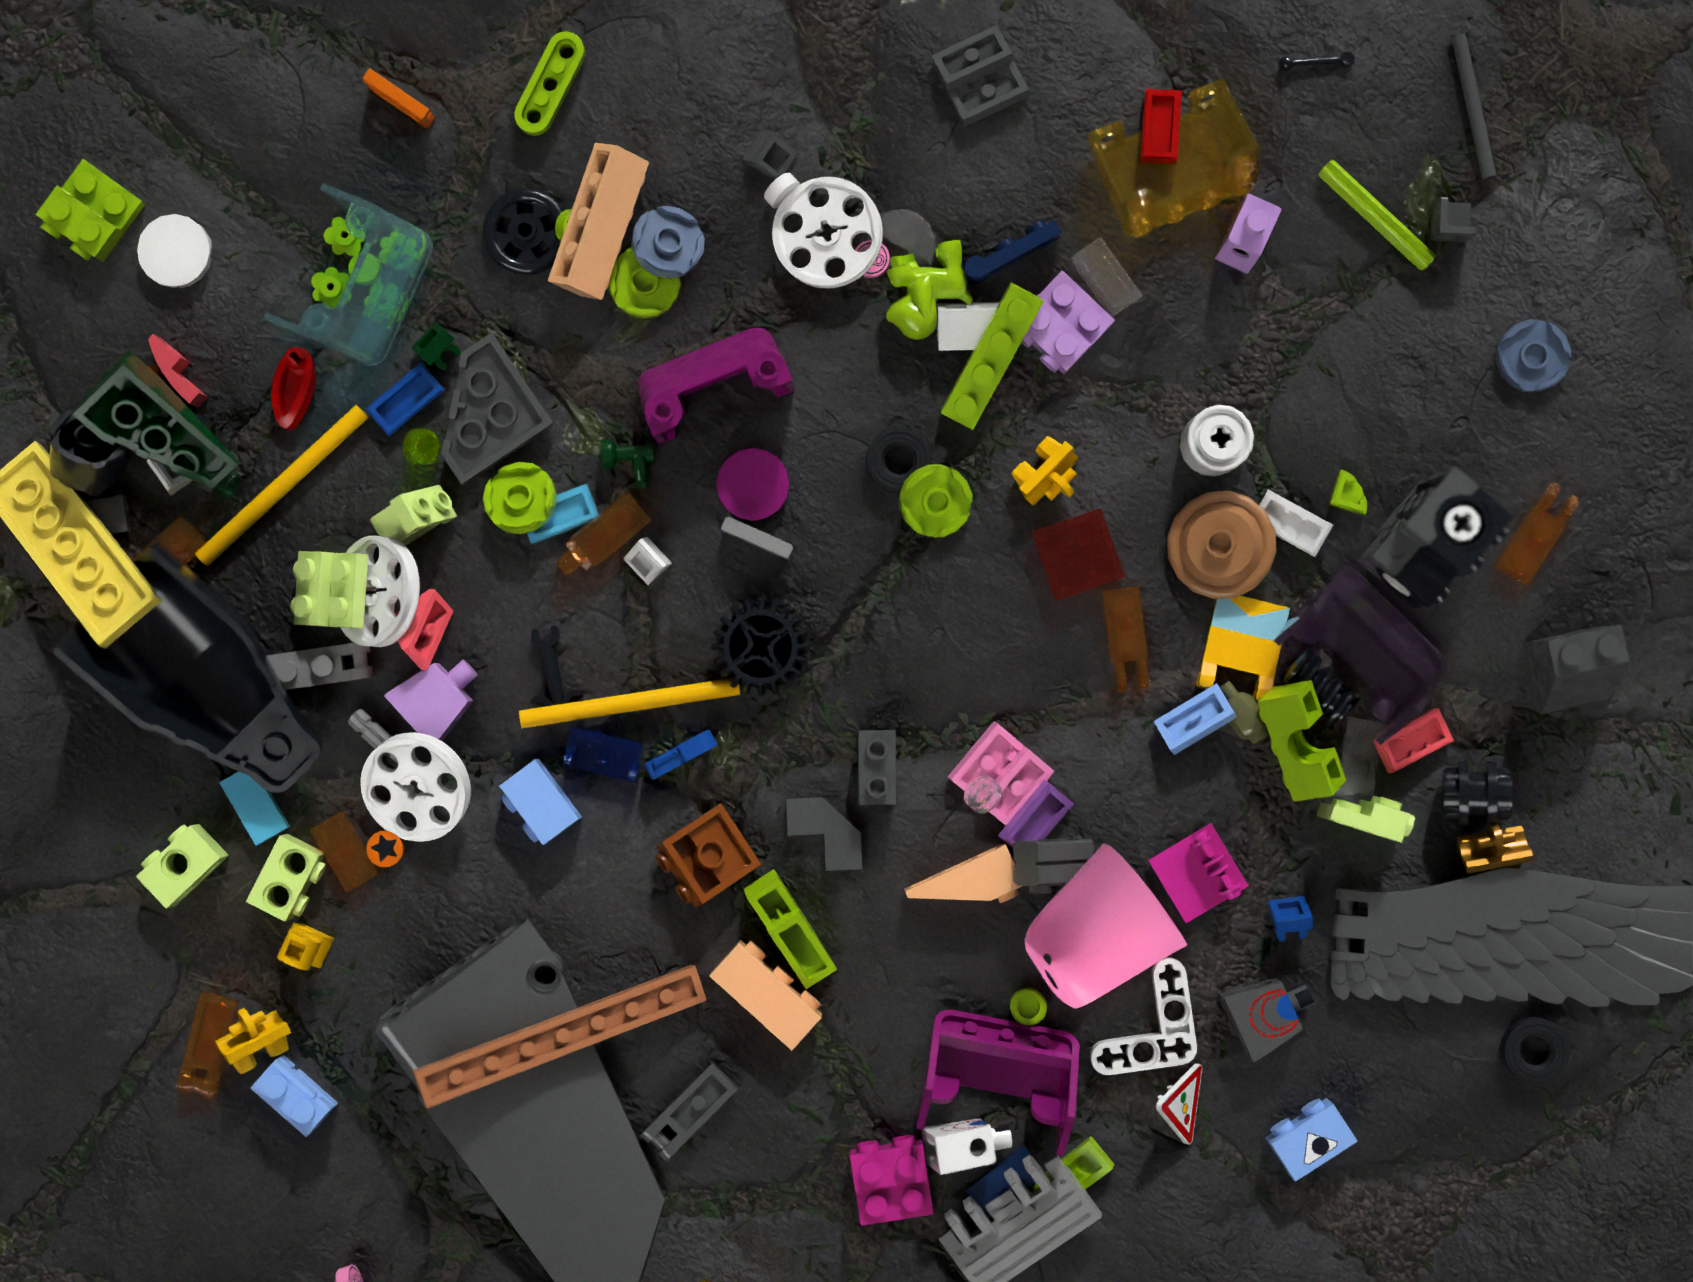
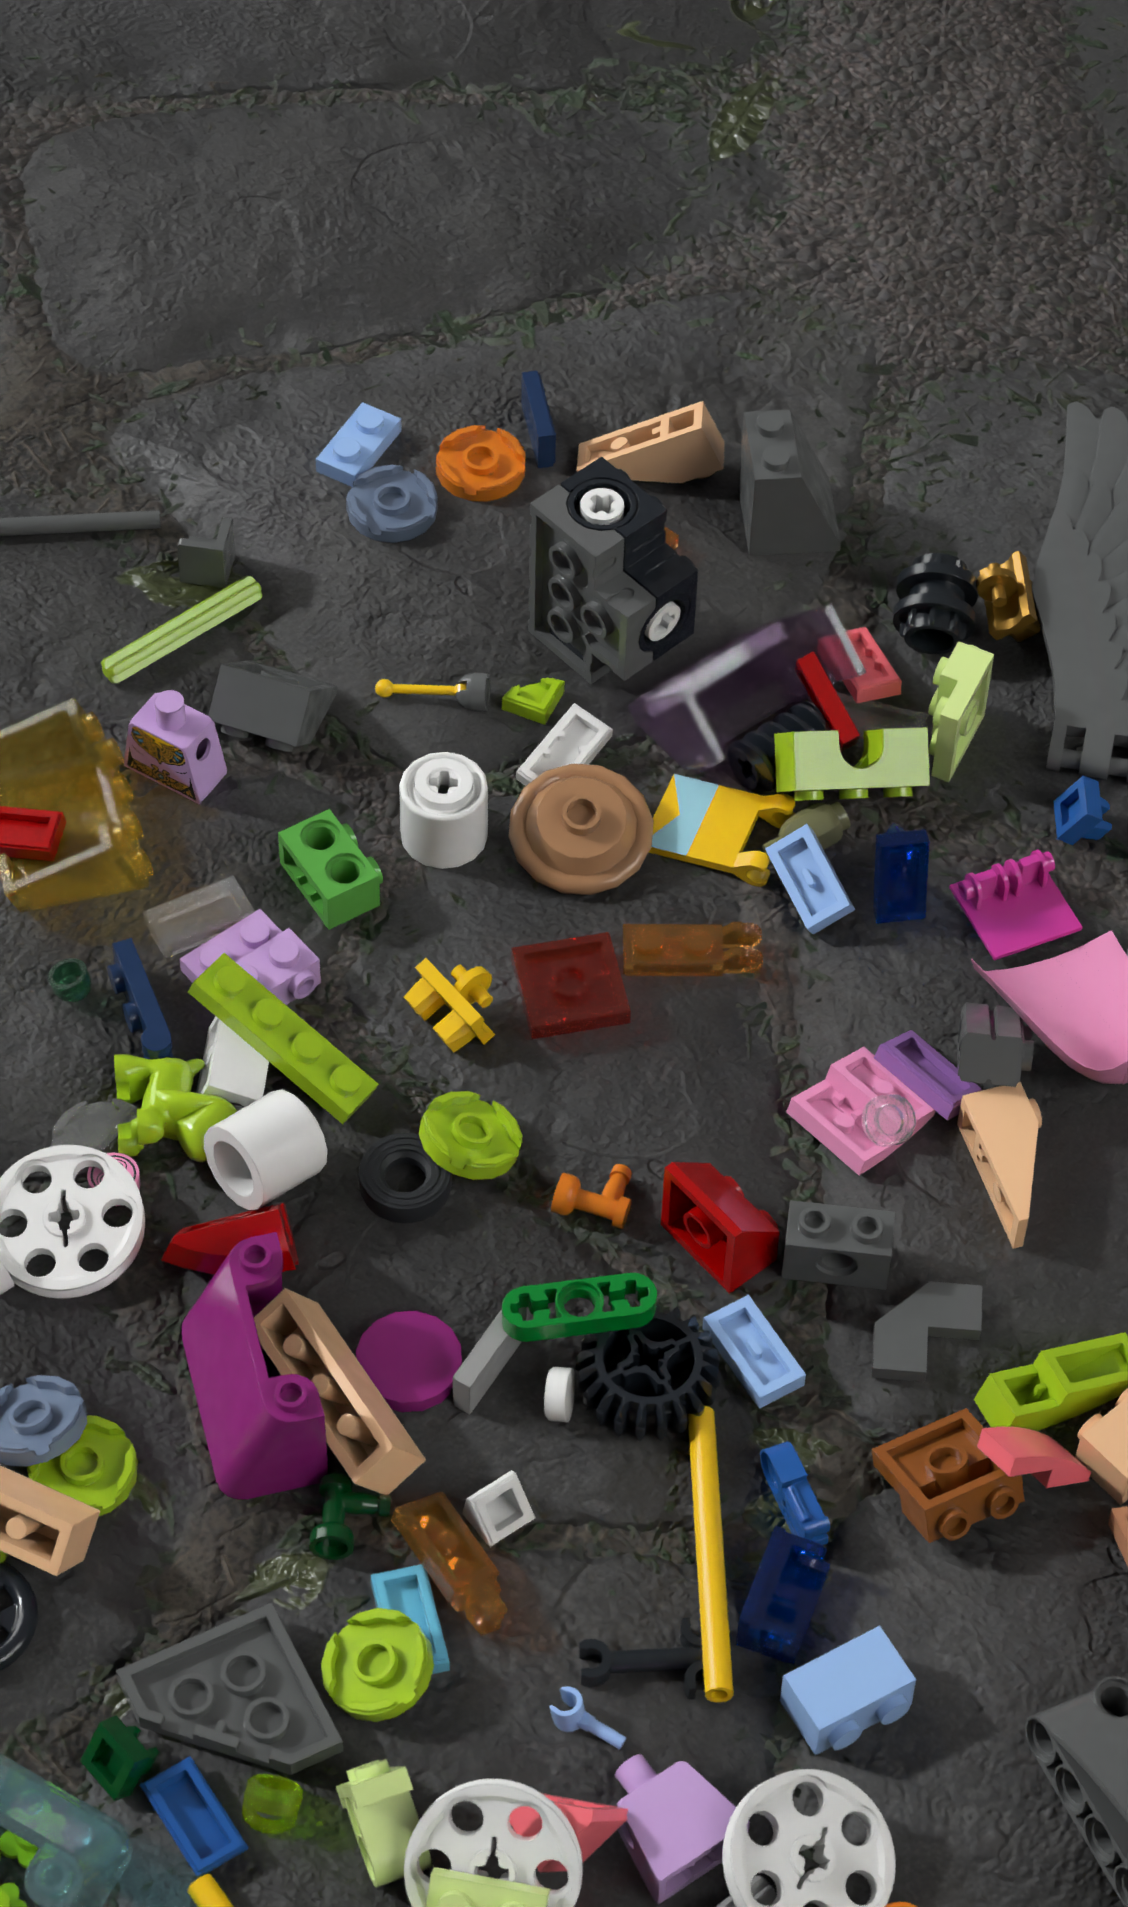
camera: 85 degrees left, 35 degrees down
(503, 637) = (578, 1718): none -> light blue hand
(708, 439) = (357, 1417): none -> light nougat brick
(721, 911) = (1031, 1452): none -> coral slope
(735, 589) = (559, 1394): none -> white tile
(770, 570) = (593, 1289): none -> green beam
(788, 716) = (754, 1351): none -> light blue plate
(819, 352) = (208, 1244): none -> red slope
(883, 684) = (717, 1223): none -> red slope
(893, 361) = (265, 1149): none -> white piece
(893, 603) = (609, 1204): none -> orange piece
(1032, 190) = (65, 982): none -> clear green hinge
(1152, 359) = (330, 868): none -> bright green brick
(1202, 785) = (901, 875): none -> clear blue tile
(1310, 295) = (270, 704): none -> dark grey slope
(1344, 445) = (470, 691): none -> hinge
(1356, 717) = (826, 699): none -> red tile
(1587, 419) = (480, 463): none -> orange tile
(1592, 319) = (358, 444): none -> light blue plate
(1613, 556) = (662, 449): none -> light nougat slope
(1635, 459) = (538, 419): none -> dark blue tile

